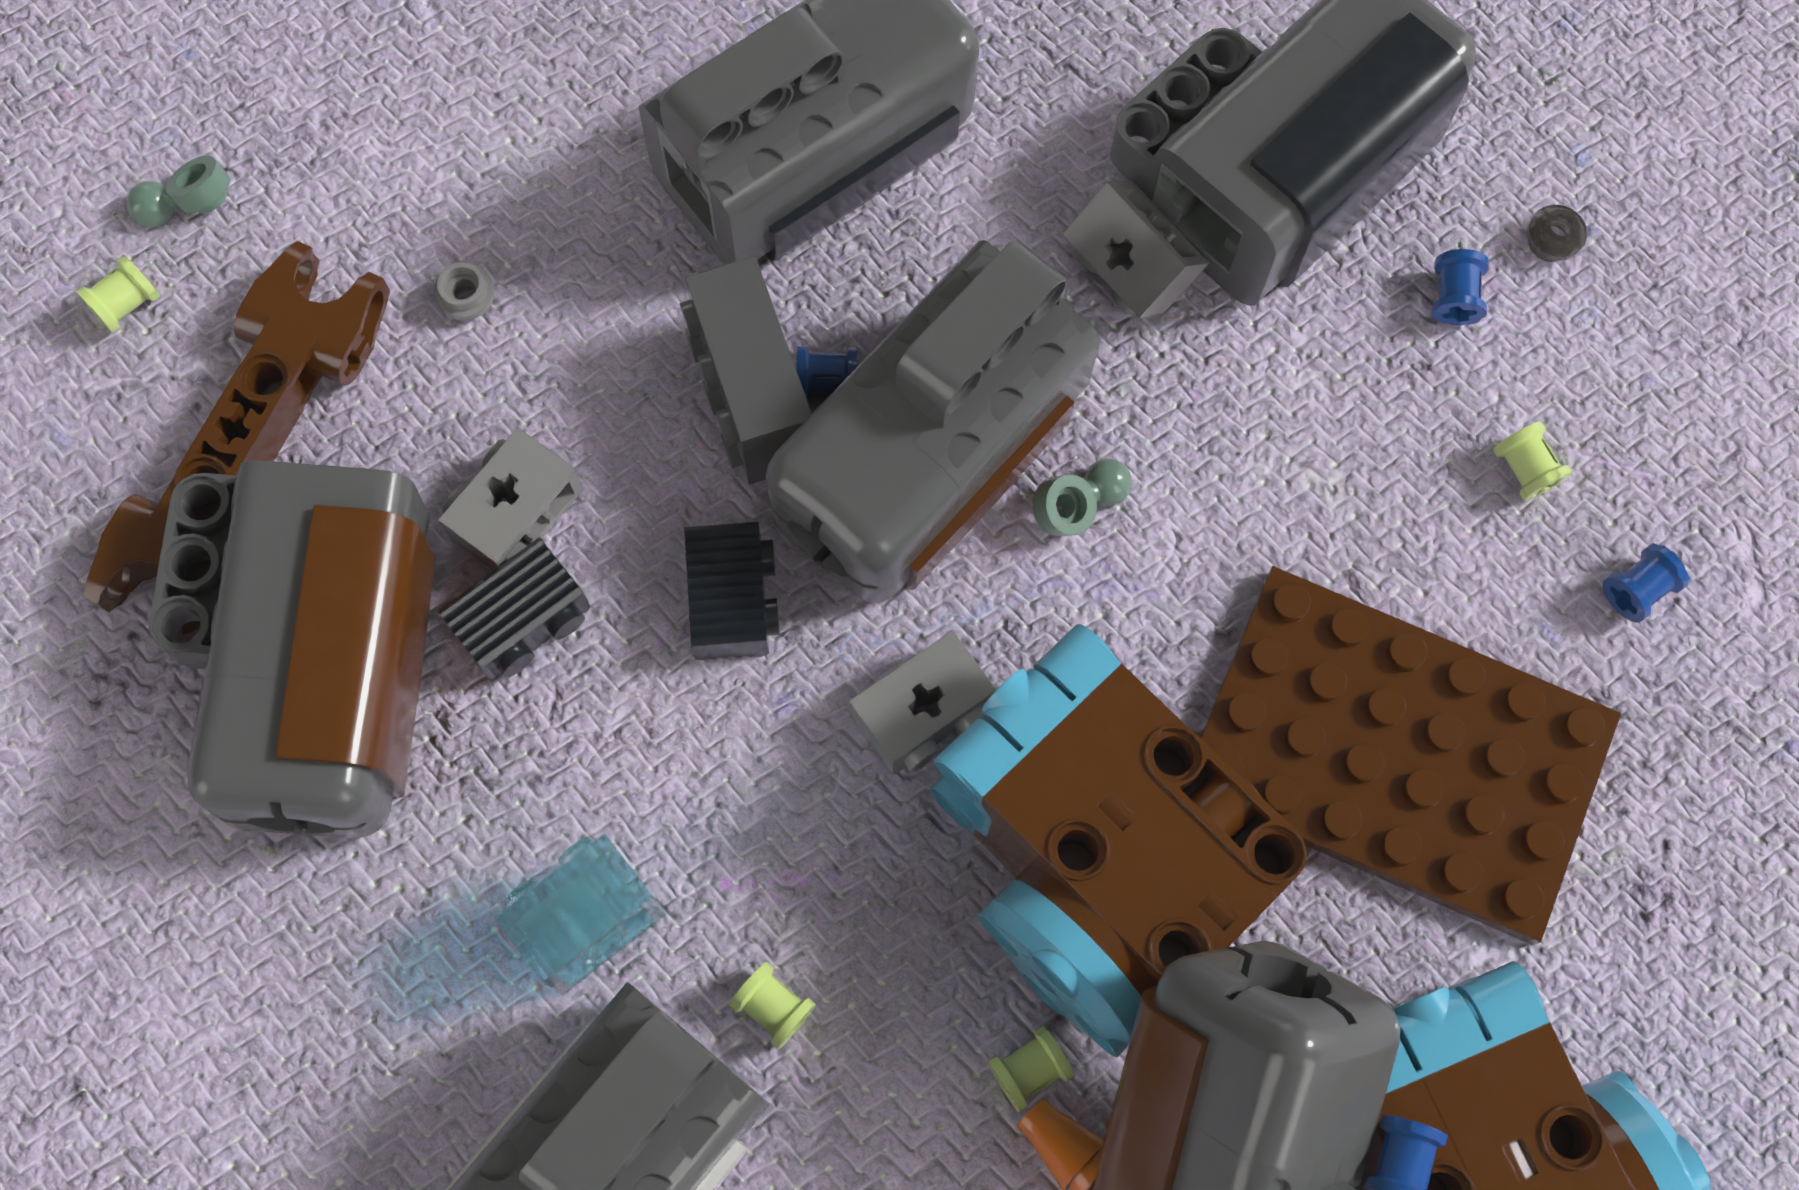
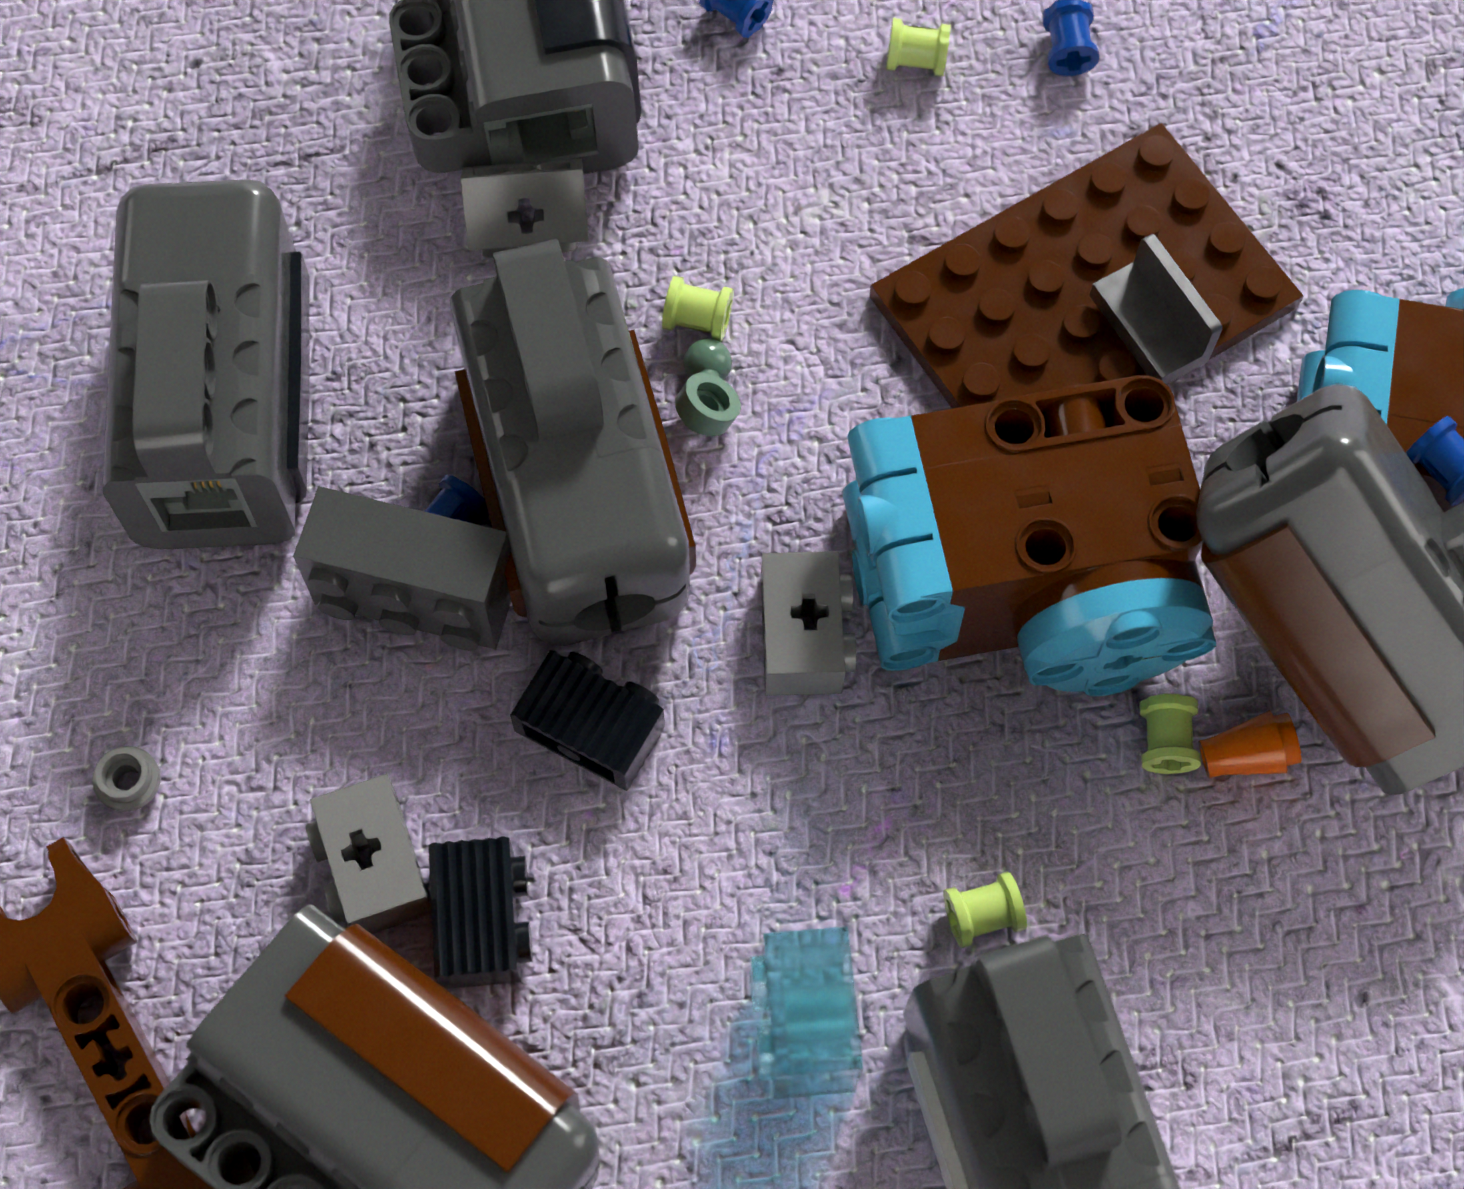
camera: 55 degrees left, 5 degrees down
(1146, 442) = (697, 308): none -> yellowish green bush
(1410, 821) = (1158, 313): none -> flat silver panel

